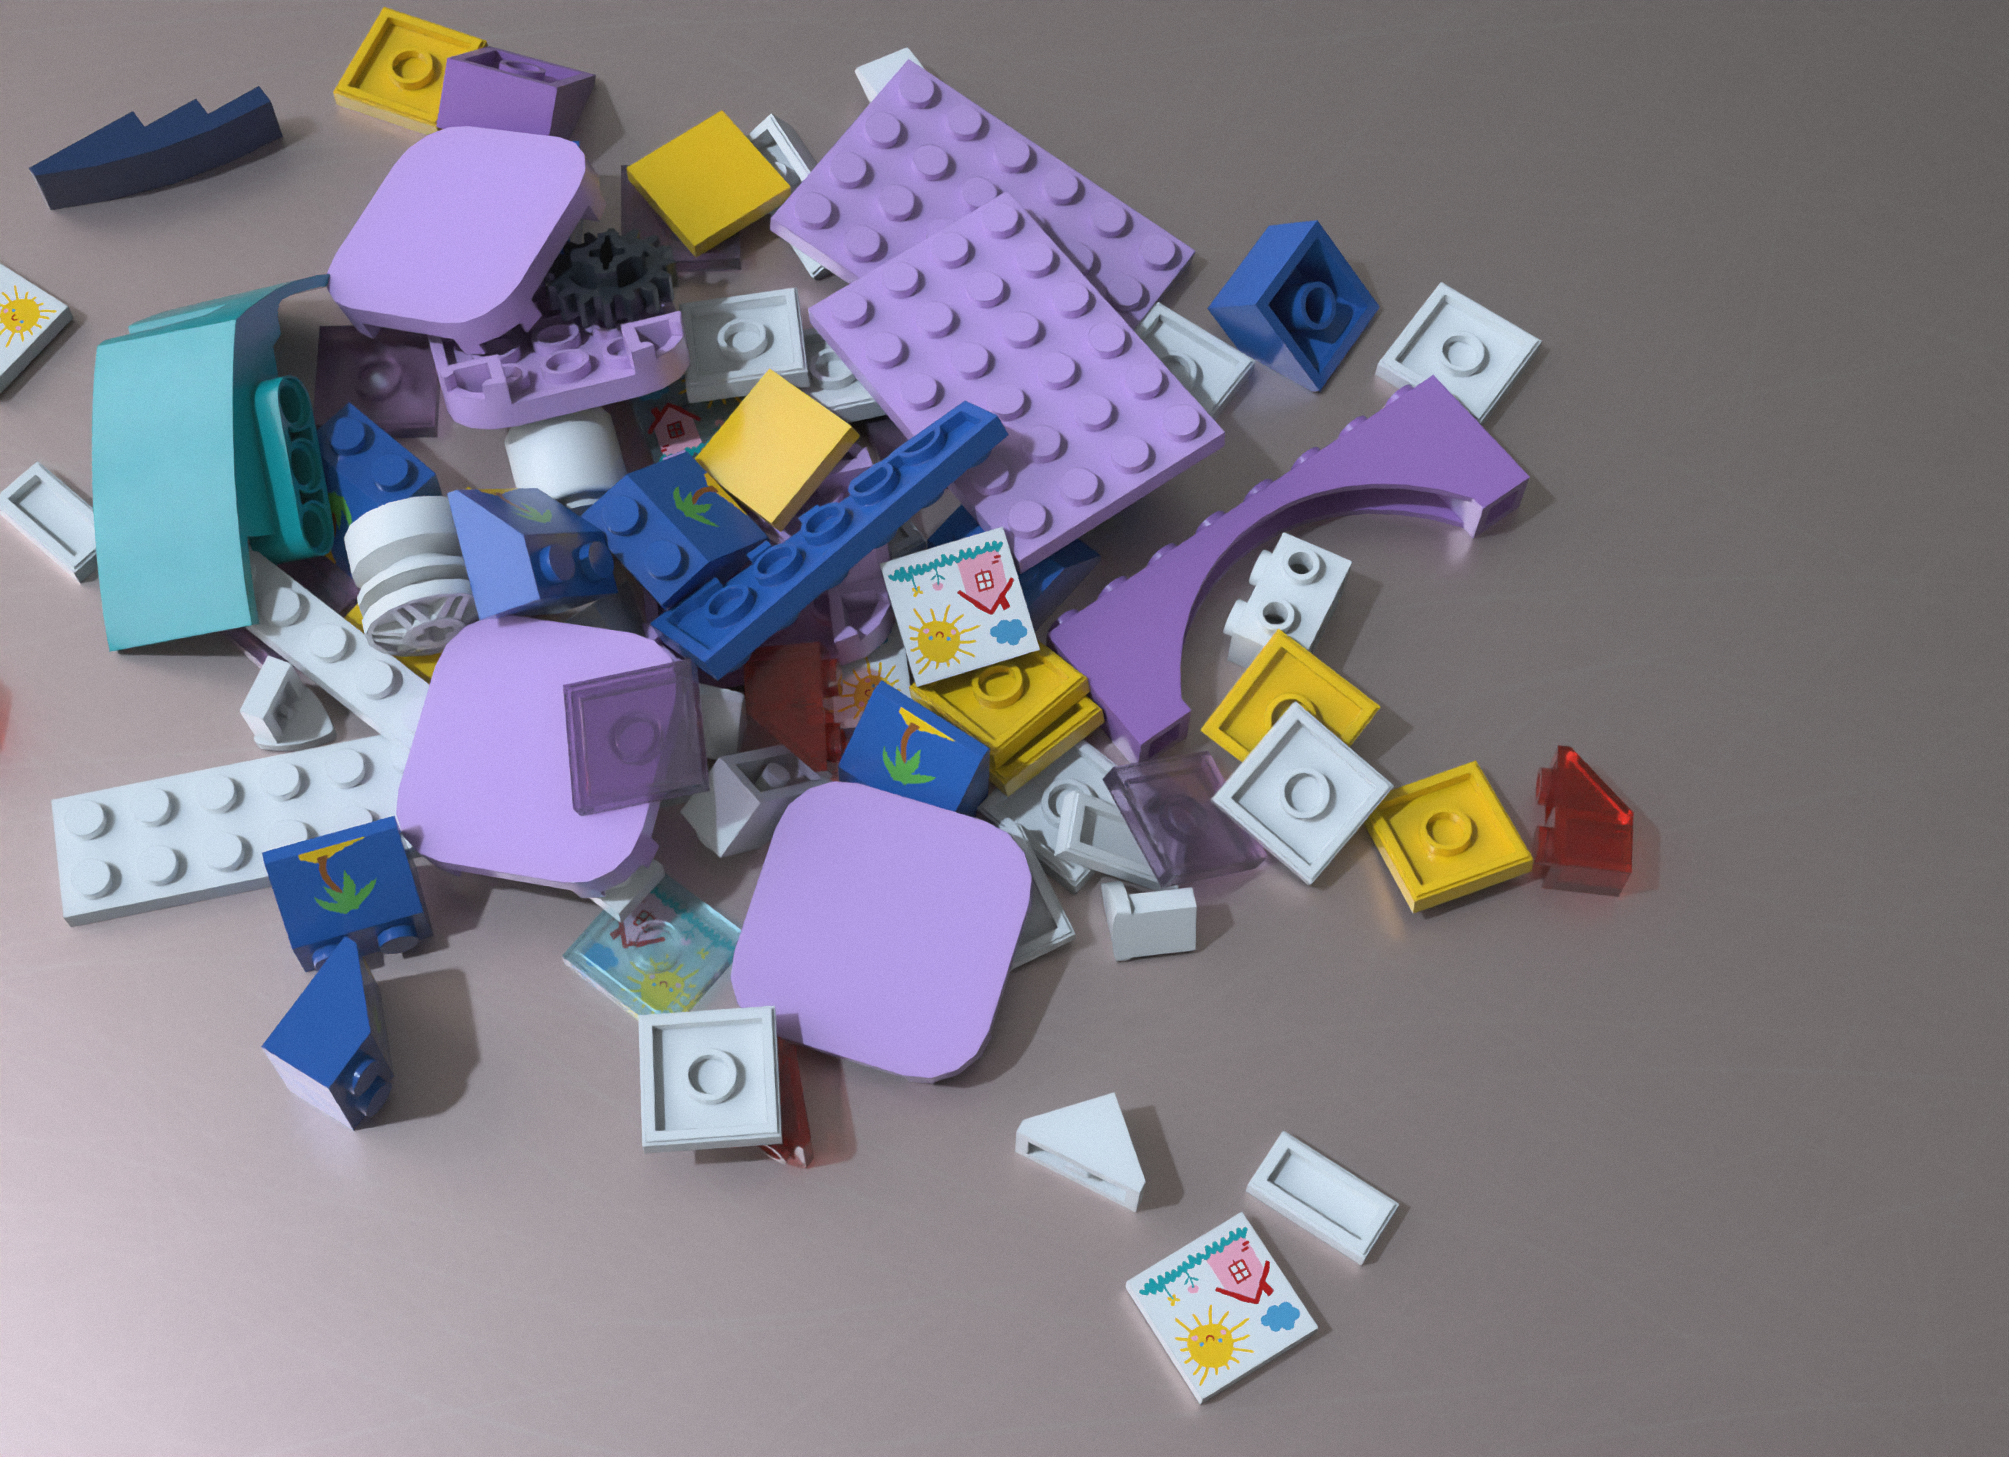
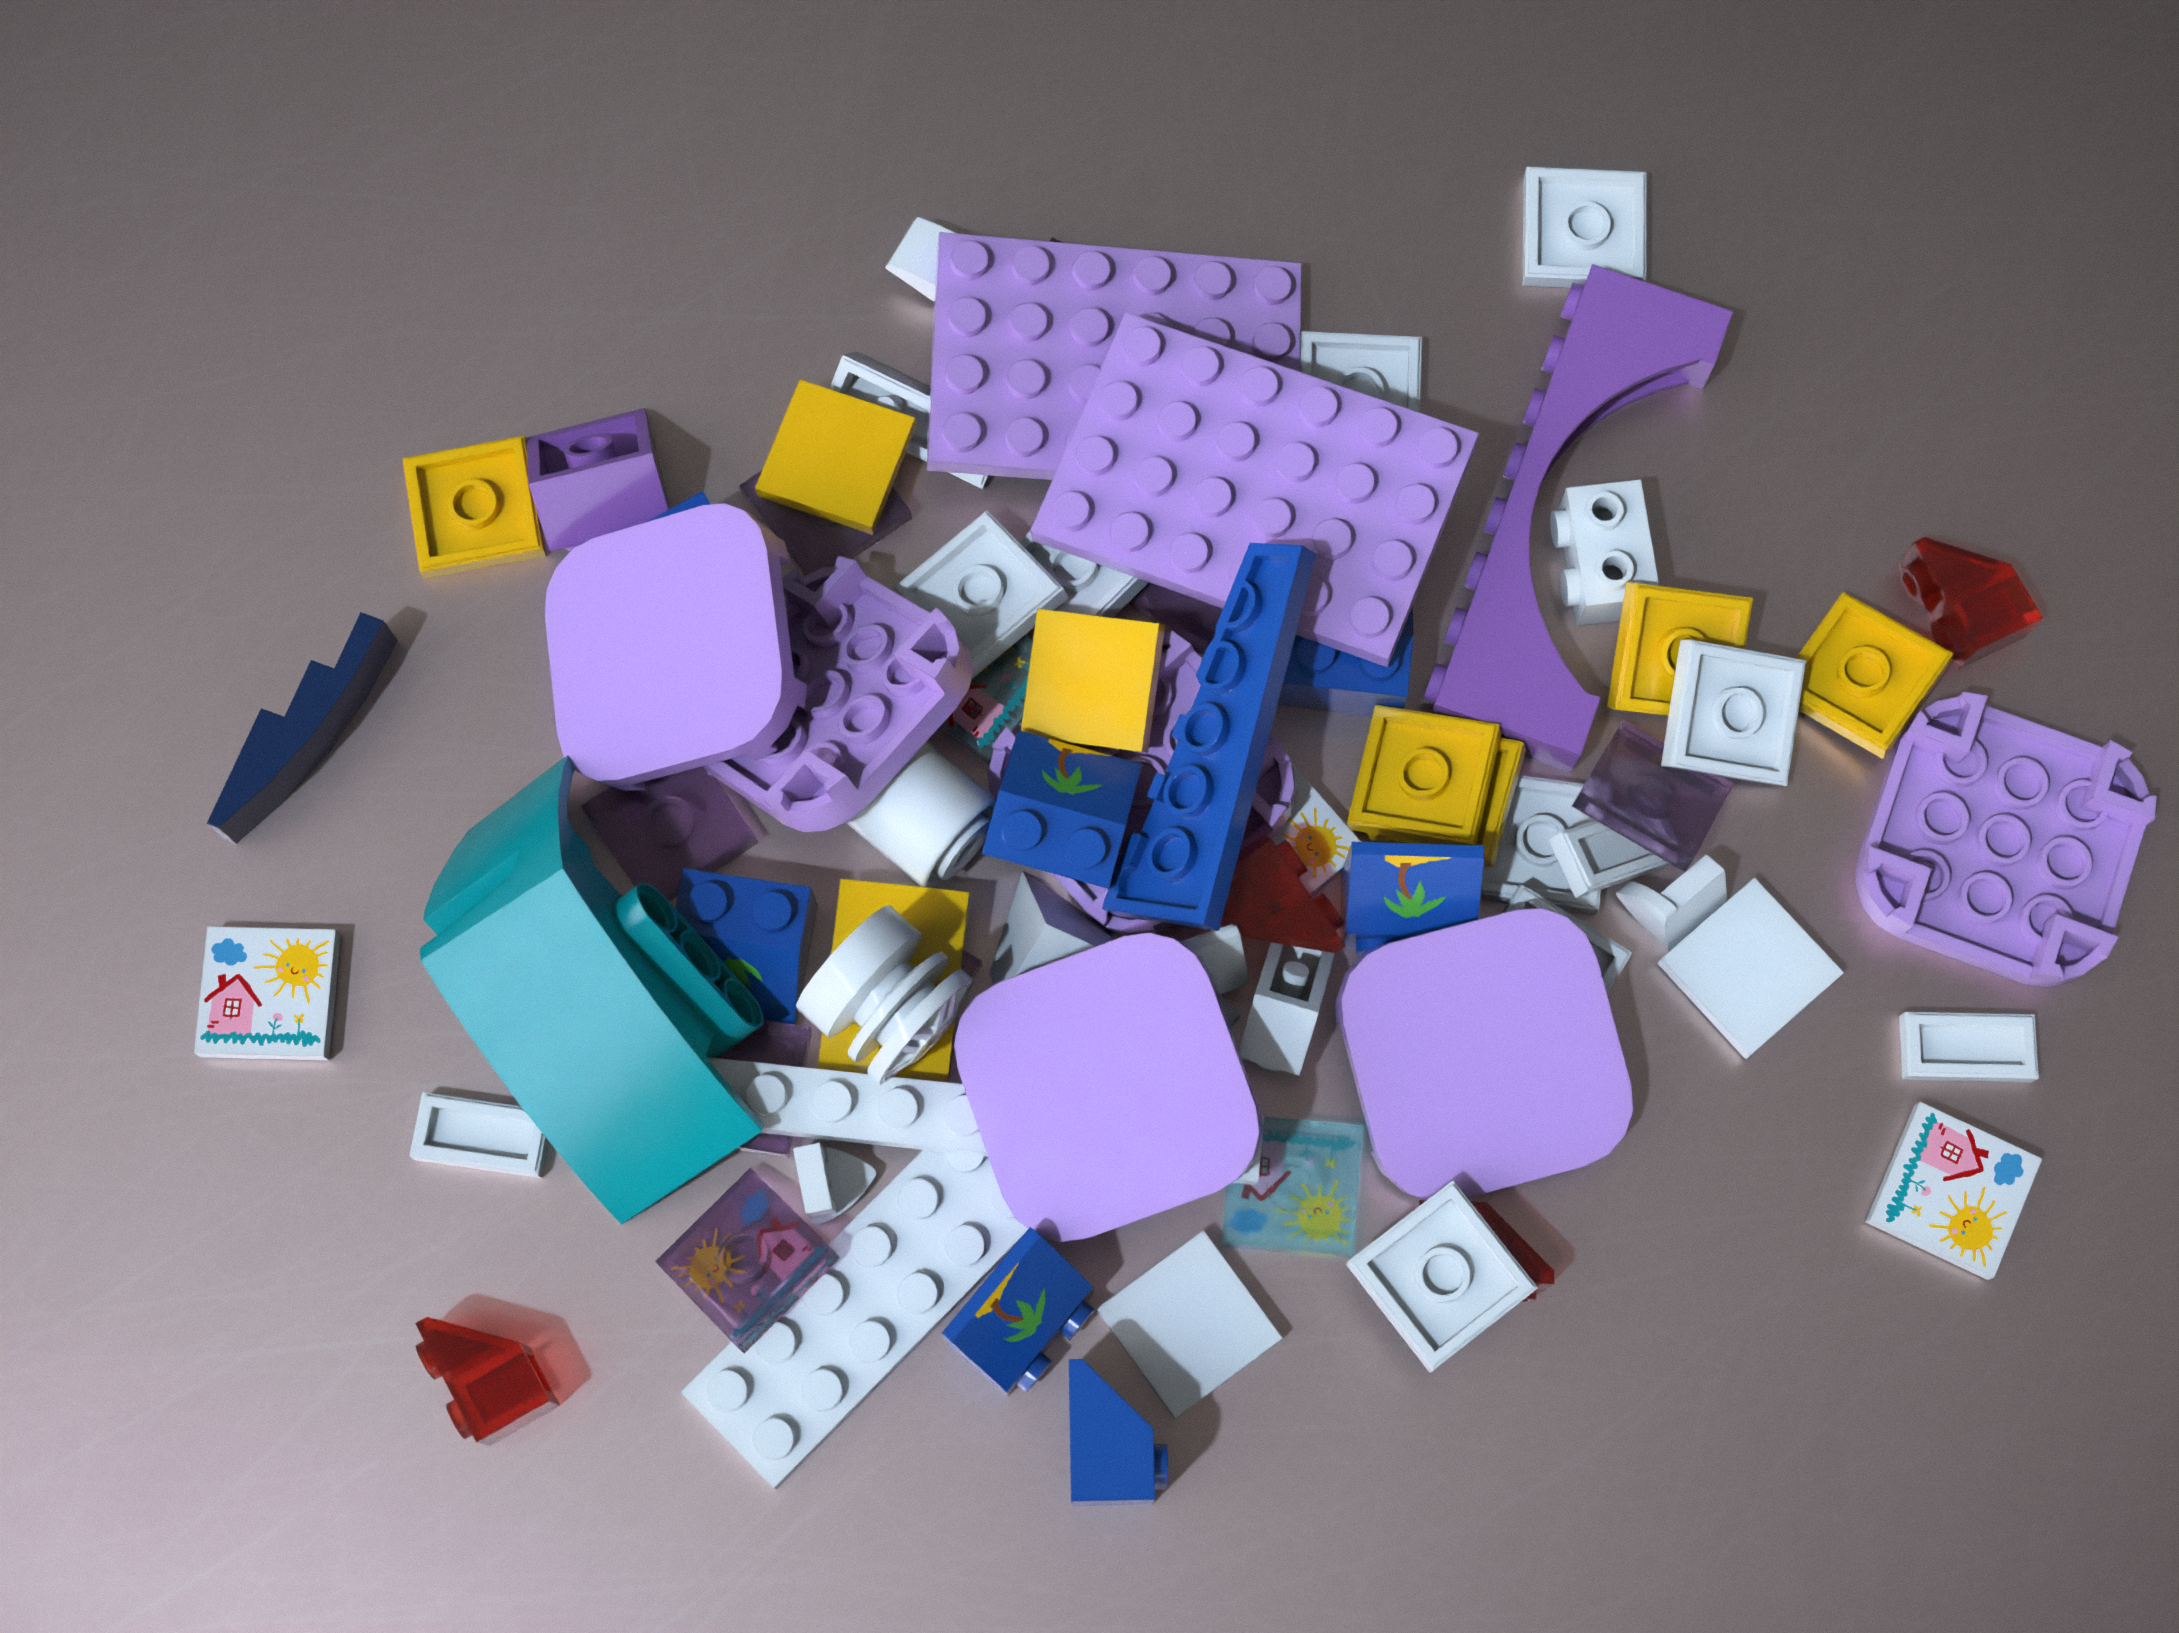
camera: 30 degrees left, 10 degrees up
(178, 732) = (747, 1260): none -> clear purple tile
(488, 1005) = (1189, 1324): none -> white tile
(529, 553) = (974, 916): blue slope -> none
(611, 278) = (843, 608): black gear -> none
(635, 737) = (1197, 1030): clear purple tile -> none
(959, 606) = (1356, 729): white tile -> none
(1088, 1147) = (1770, 1125): white slope -> none
(1174, 1014) = (1750, 968): none -> white tile
(1295, 304) = (1420, 263): blue slope -> none
(1475, 1047) = (2003, 842): none -> lavender tile

